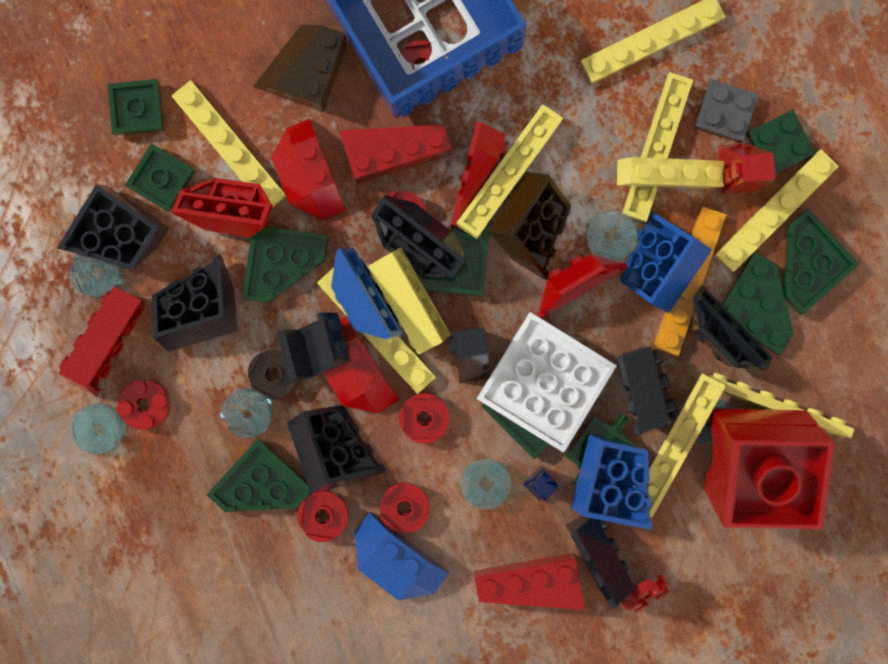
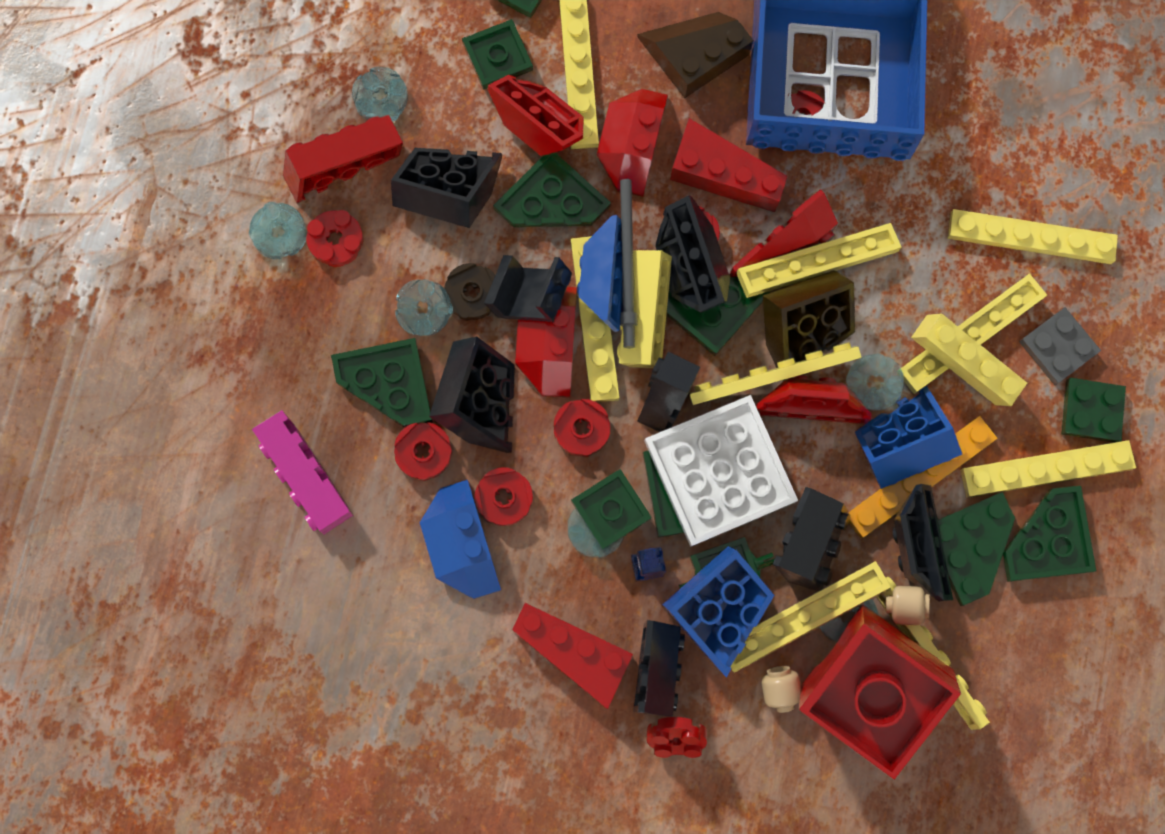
camera: 30 degrees right, 10 degrees down
(113, 230) = (423, 67): black wedge -> none
(248, 594) = (302, 472): none -> dark pink wedge
(403, 318) = (628, 317): none -> dark grey bar
(488, 466) = (611, 509): none -> dark green plate
(542, 276) = (785, 370): none -> light yellow plate
(693, 505) = (781, 688): none -> tan head
(745, 167) = (1041, 405): red wedge -> none
(746, 389) = (908, 605): none -> tan head

